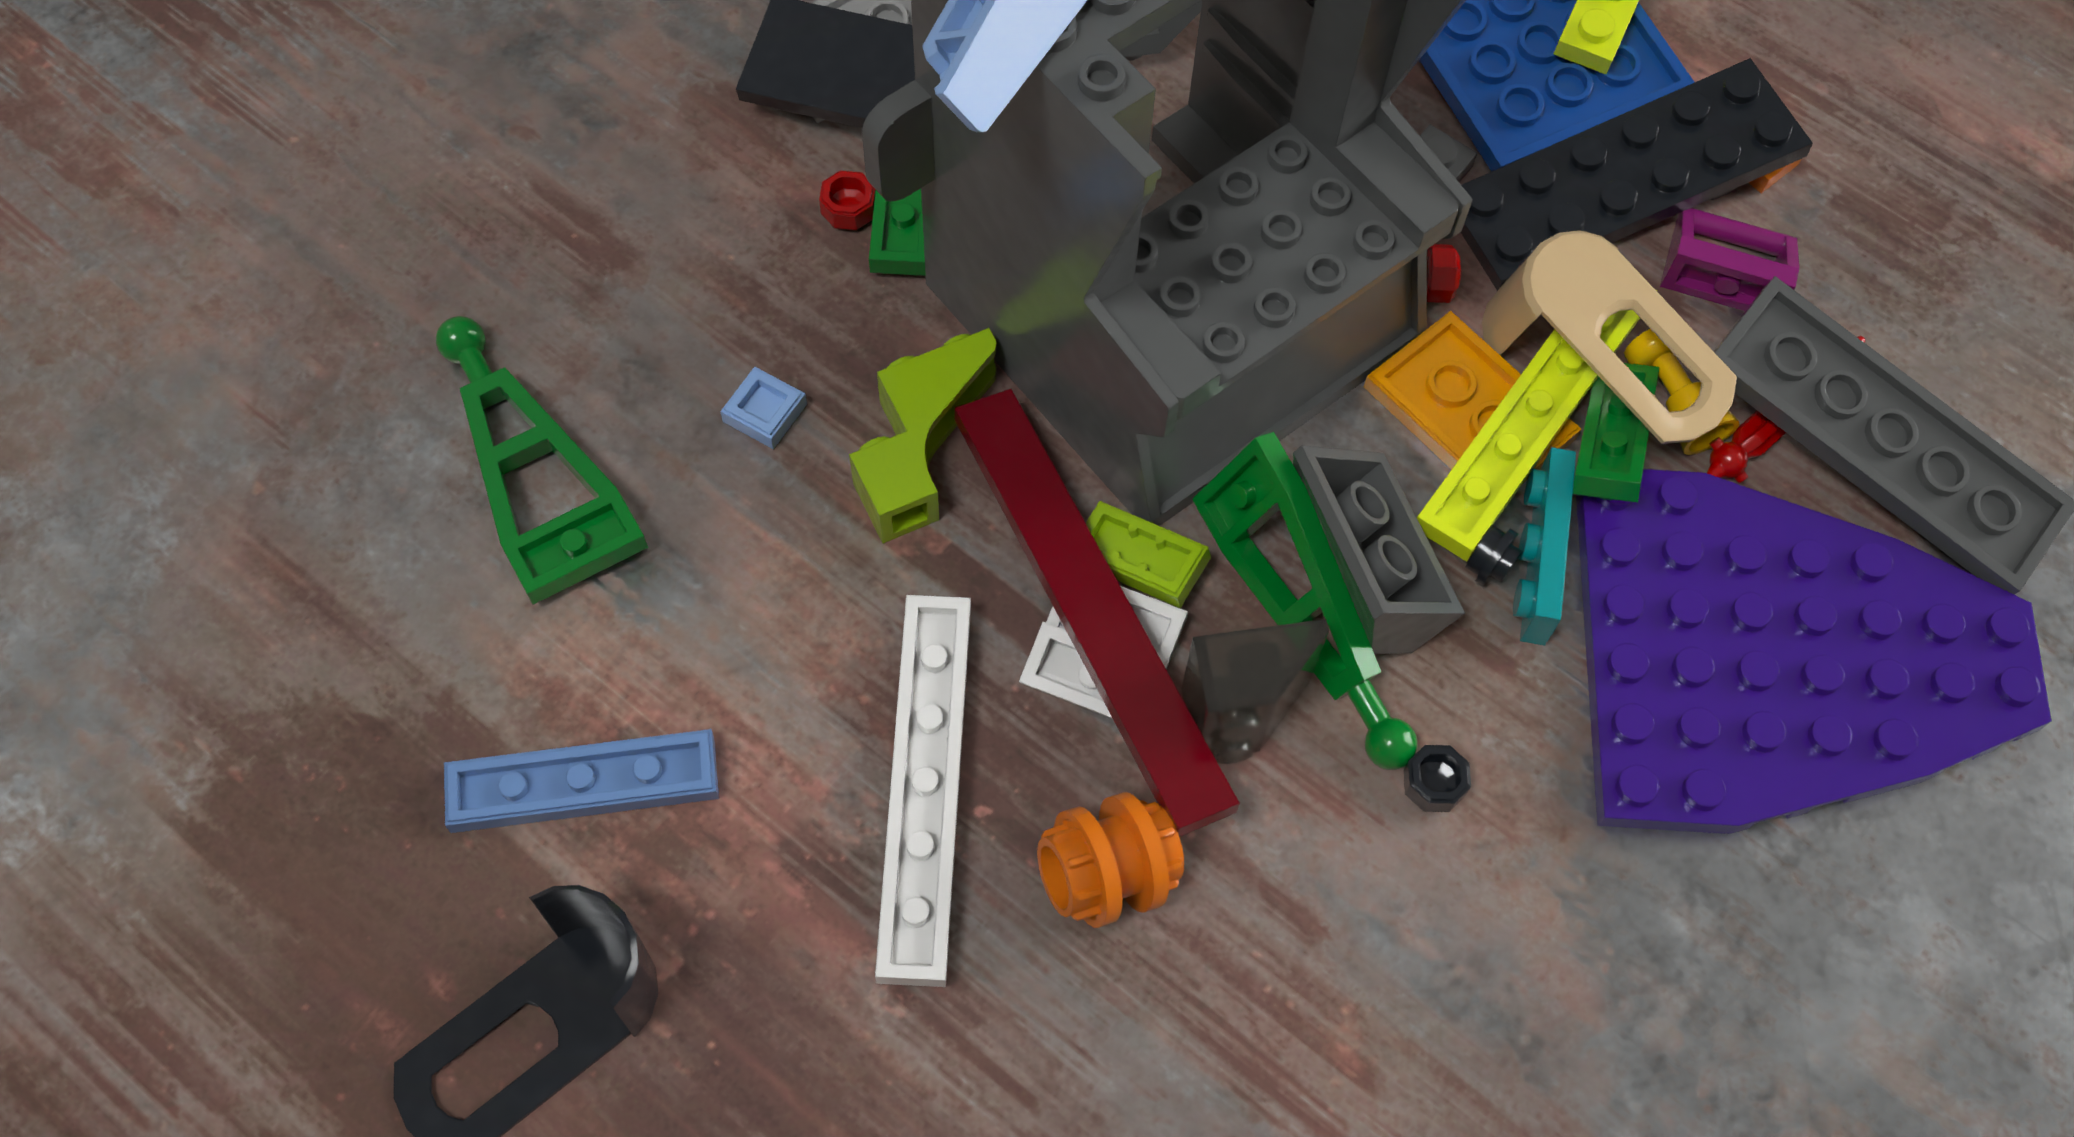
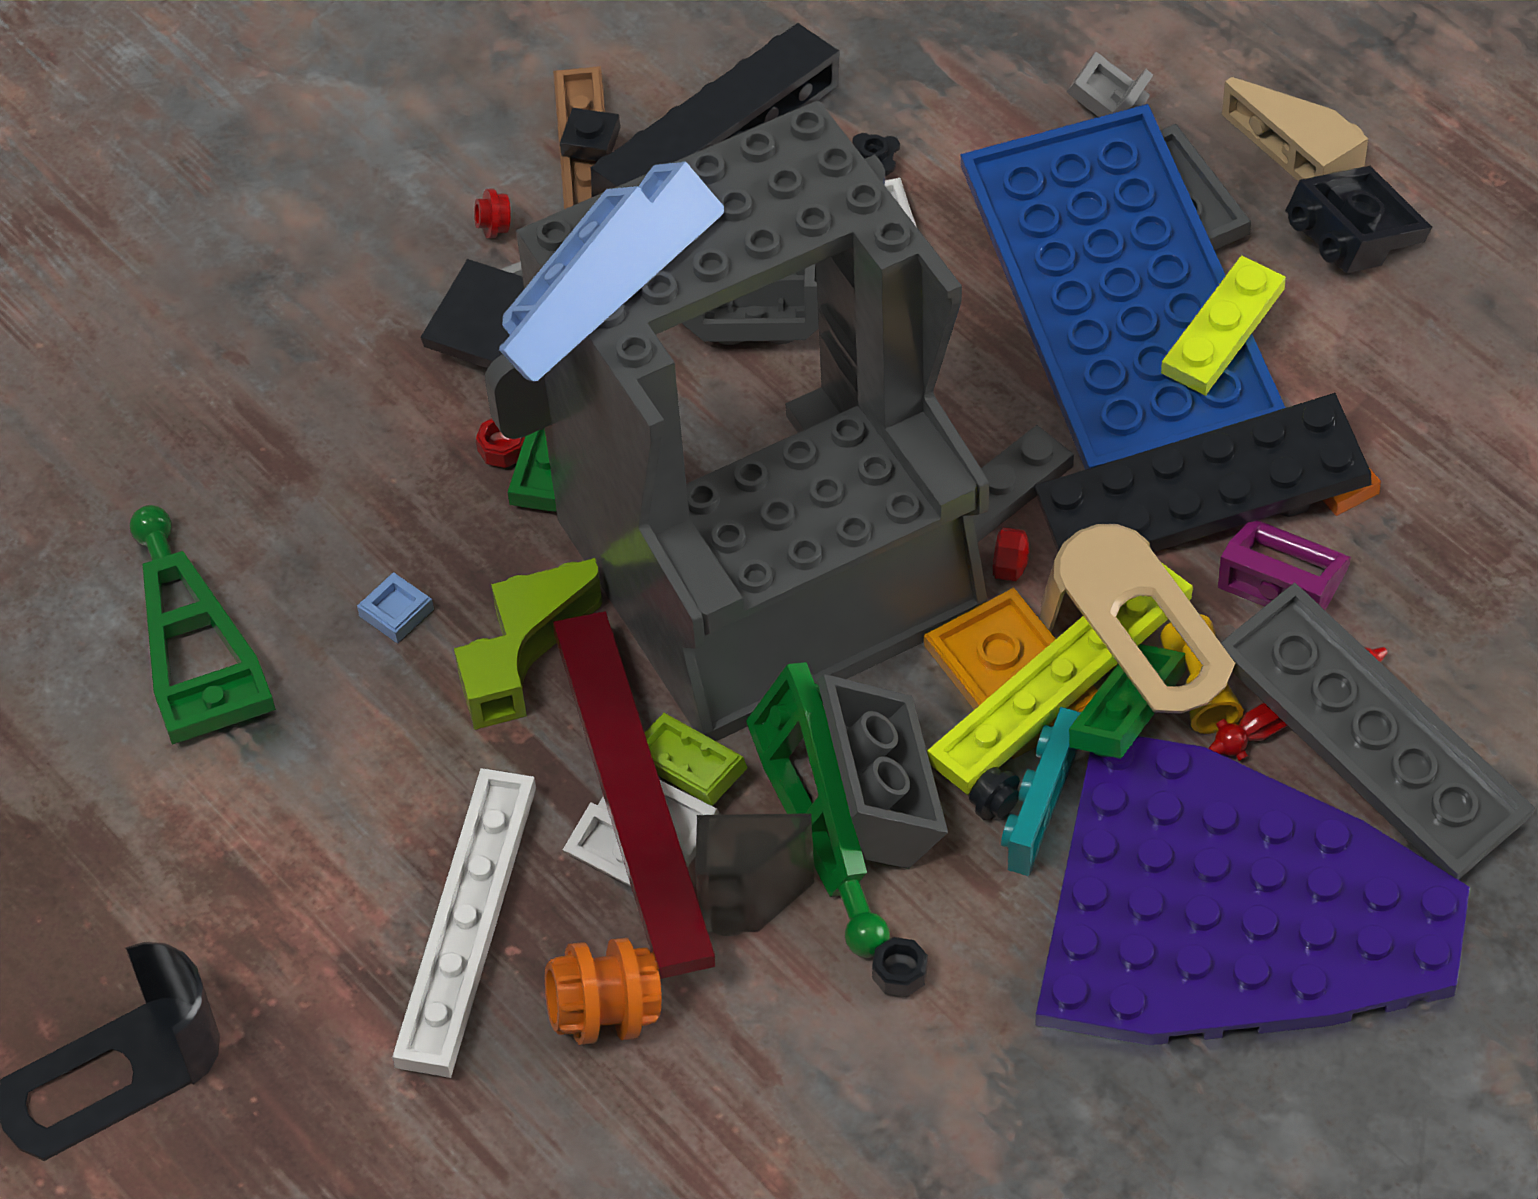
camera: 15 degrees right, 10 degrees down
(580, 781) = (187, 886): medium blue tile -> none

